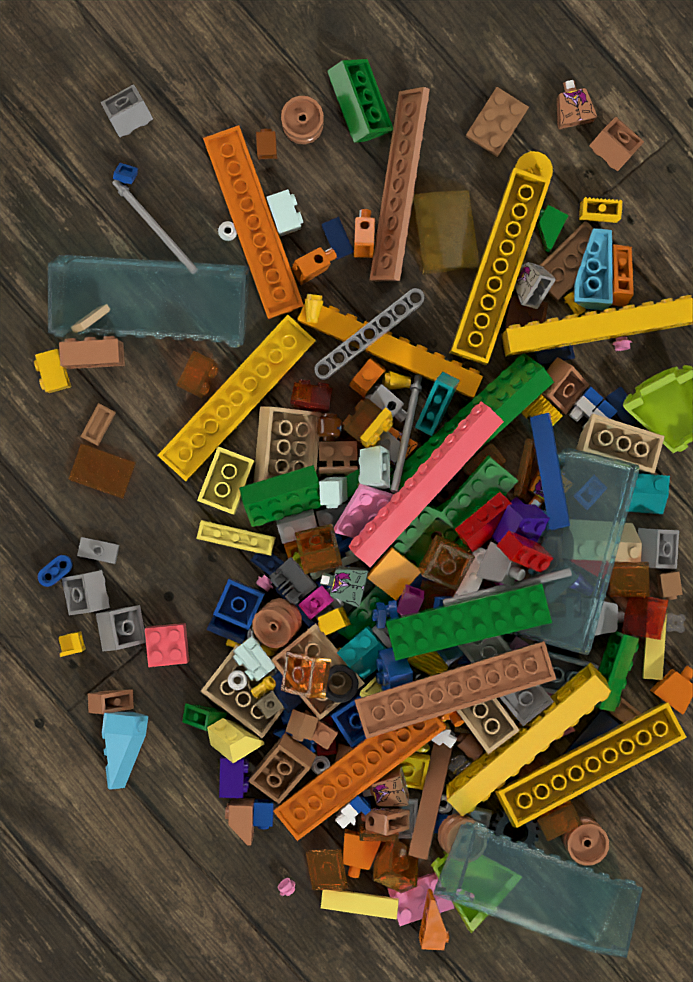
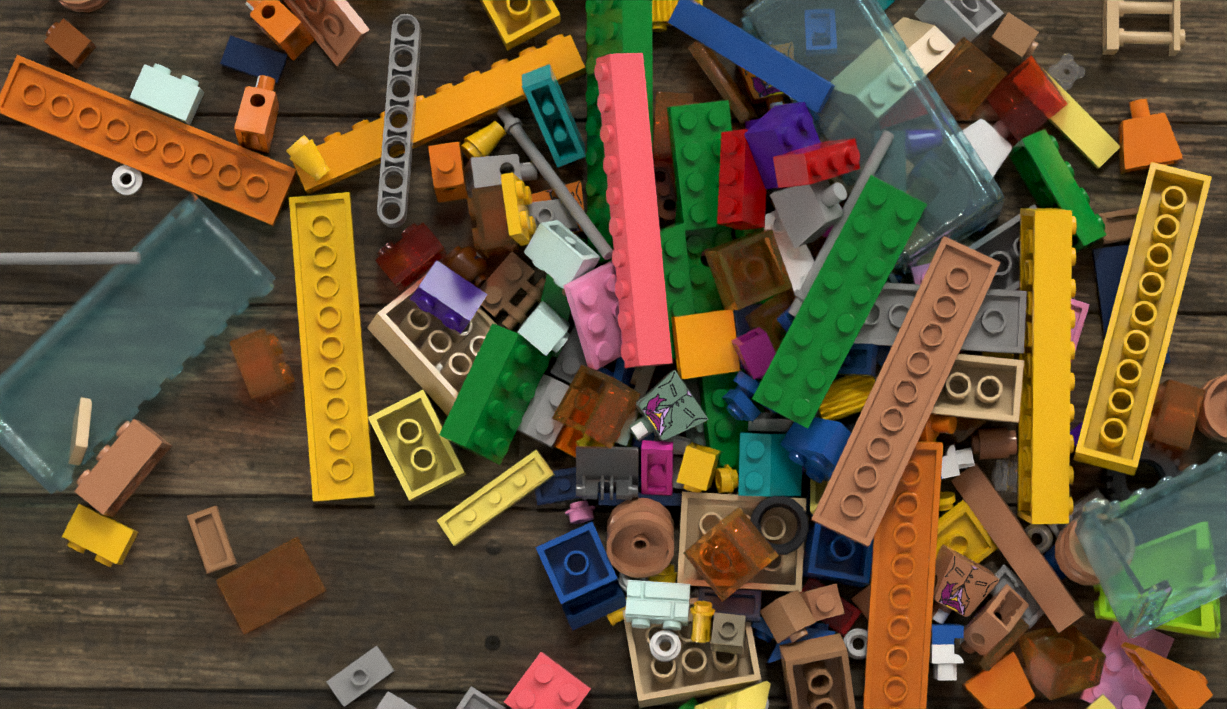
camera: 40 degrees left, 5 degrees down
(307, 432) = (448, 297): none -> brick
(340, 638) = (726, 479): none -> yellow plate

